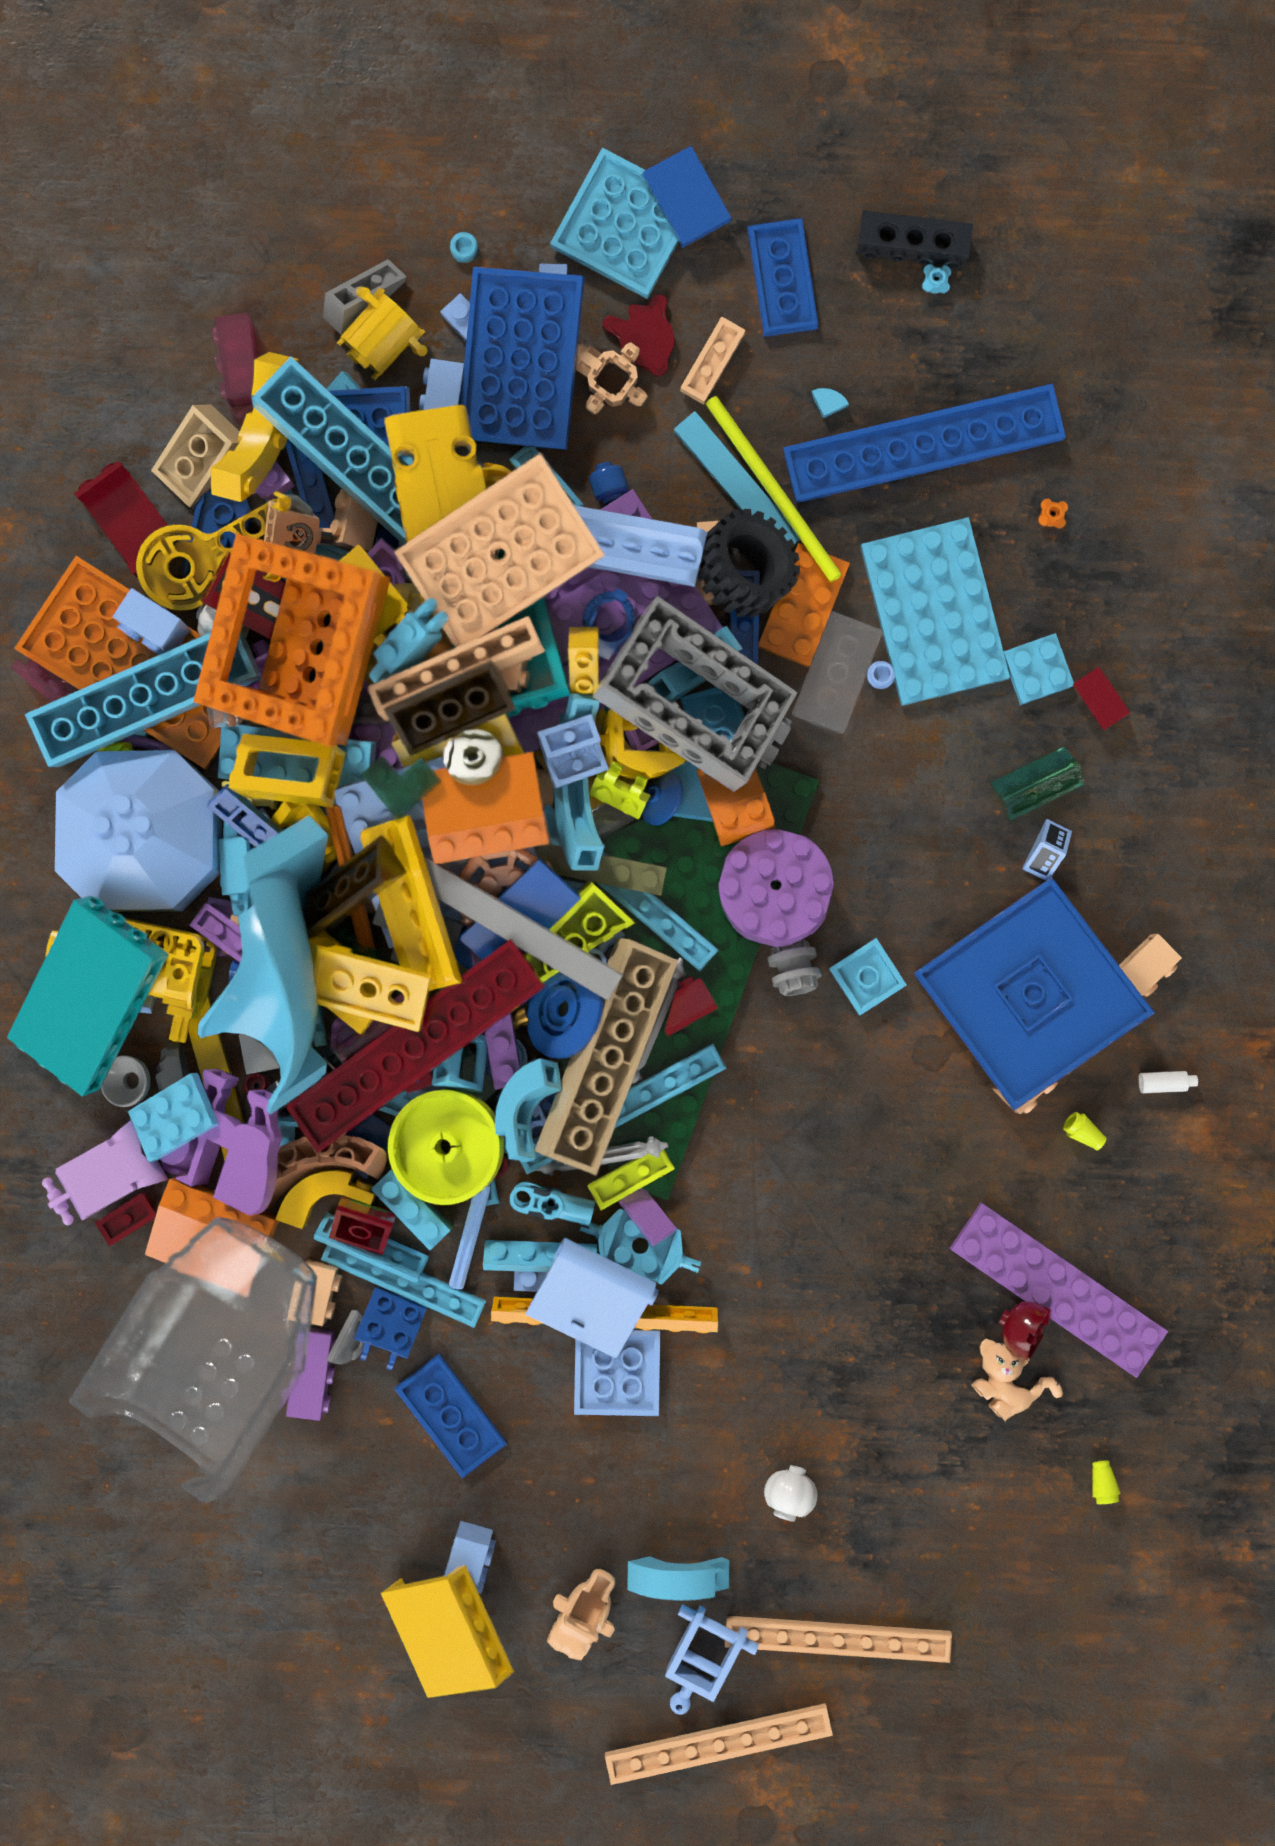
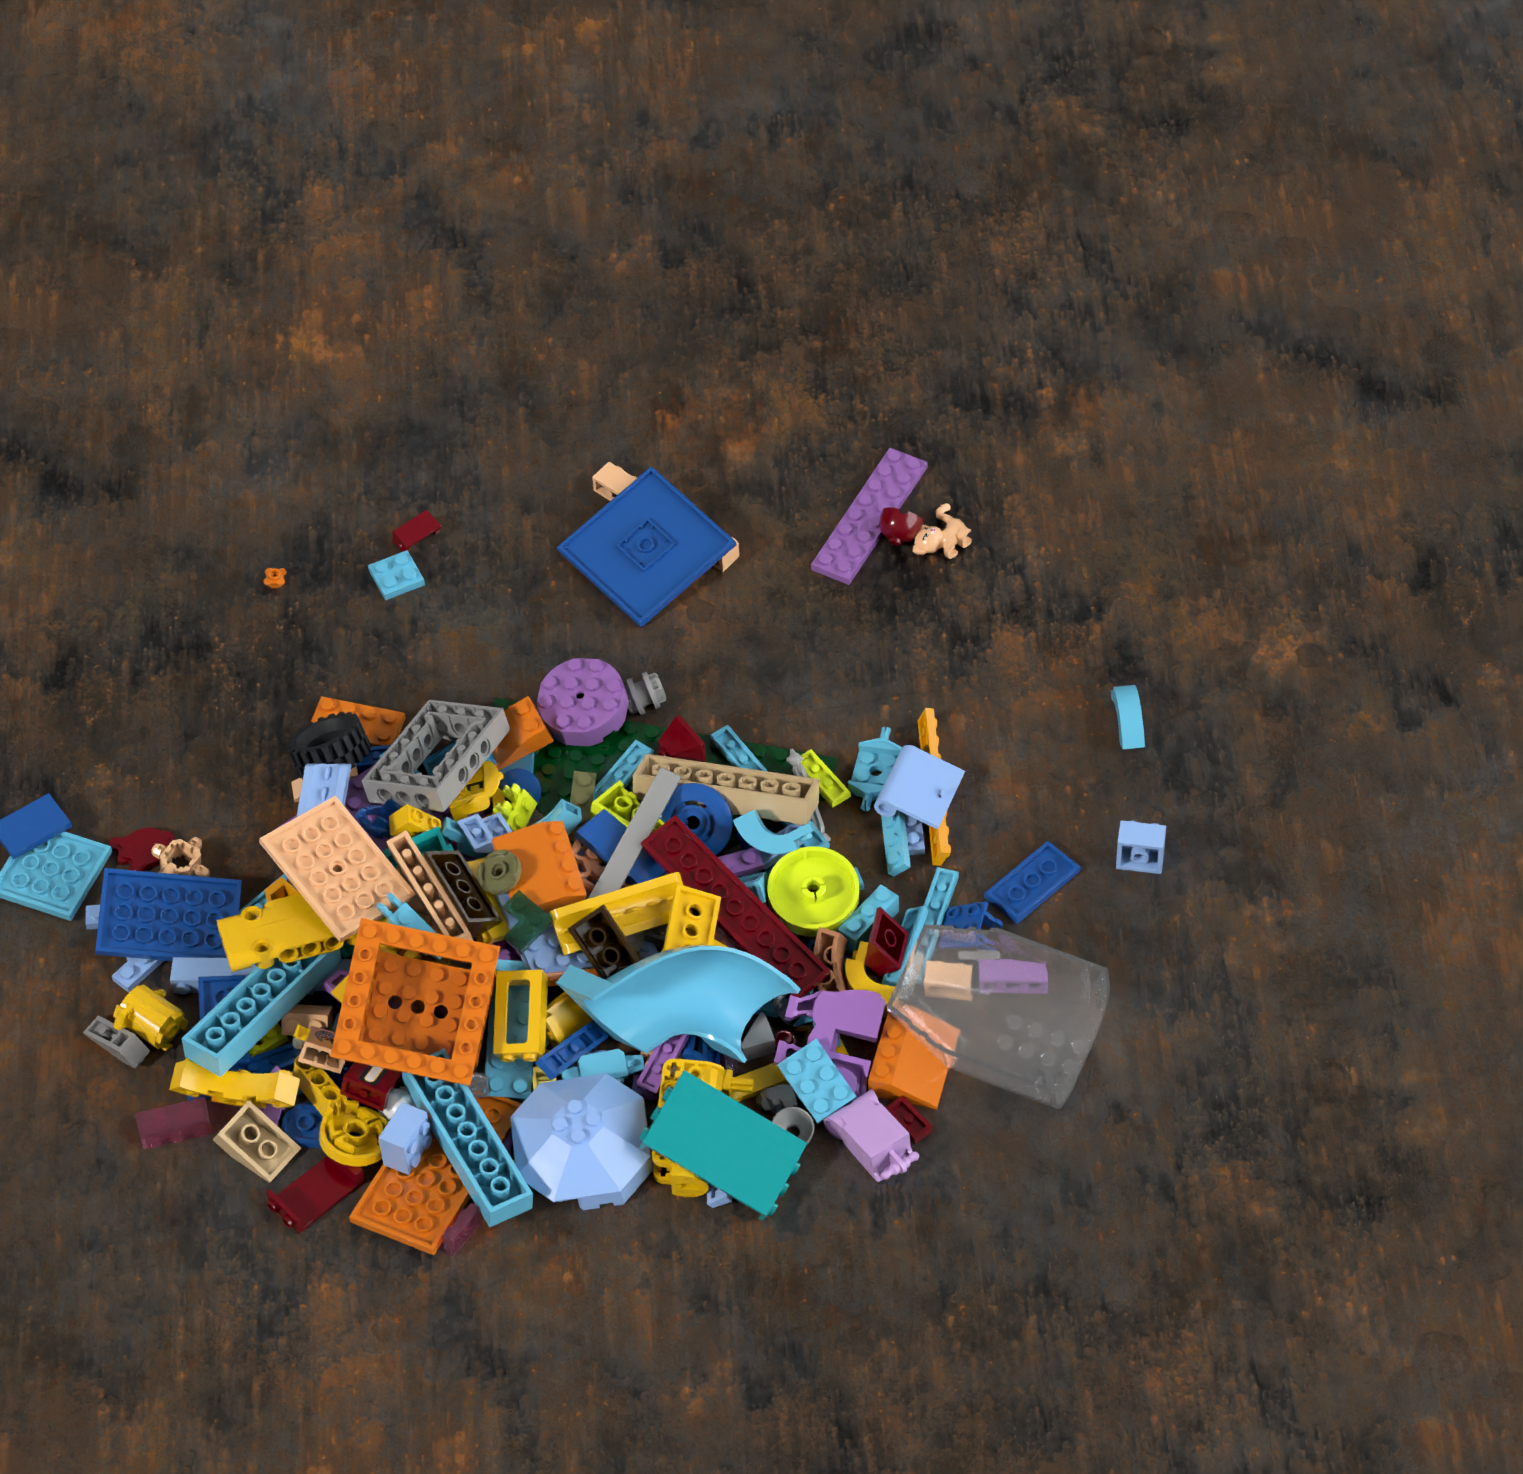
camera: 90 degrees left, 35 degrees down
(448, 1634) = (1198, 846): yellow panel -> none
(464, 247) = (72, 980): medium azure tile -> none
(469, 1239) = (892, 882): light blue axle -> none
(565, 1207) = (849, 824): medium azure connector -> none
(583, 1616) = (1171, 772): light nougat piece -> none
(608, 482) = (261, 858): blue head -> none
(622, 1383) = (985, 777): light blue plate -> none
(647, 1216) = (852, 763): medium lavender tile -> none
(692, 1680) = (1186, 708): light blue piece -> none
(712, 360) = (162, 800): light nougat plate -> none
(718, 1744) = (1252, 681): light nougat plate -> none
(729, 472) = (250, 785): medium azure tile -> none
(773, 489) = (264, 748): neon yellow piece -> none
(782, 277) = (92, 765): blue tile -> none
(790, 1493) = (1051, 655): white plant -> none
(829, 401) = (192, 725): medium azure tile -> none
(837, 672) = (404, 693): clear tile -> none
(845, 1639) = (1158, 620): light nougat tile -> none
(867, 976) = (645, 651): medium azure plate -> none
(880, 675) = (408, 668): light blue plate -> none
(924, 443) = (224, 661): blue plate -> none
(926, 230) = (61, 682): black brick -> none
(933, 286) = (95, 670): medium azure plate -> none
(934, 611) = (356, 642): medium azure plate -> none
(1038, 783) = (483, 564): clear green panel -> none
(1048, 850) = (536, 553): slope -> none
(1083, 1130) = (746, 510): neon yellow cone -> none
(1104, 1483) = (1009, 472): neon yellow cone -> none
(1166, 1082) = (703, 467): white cylinder -> none

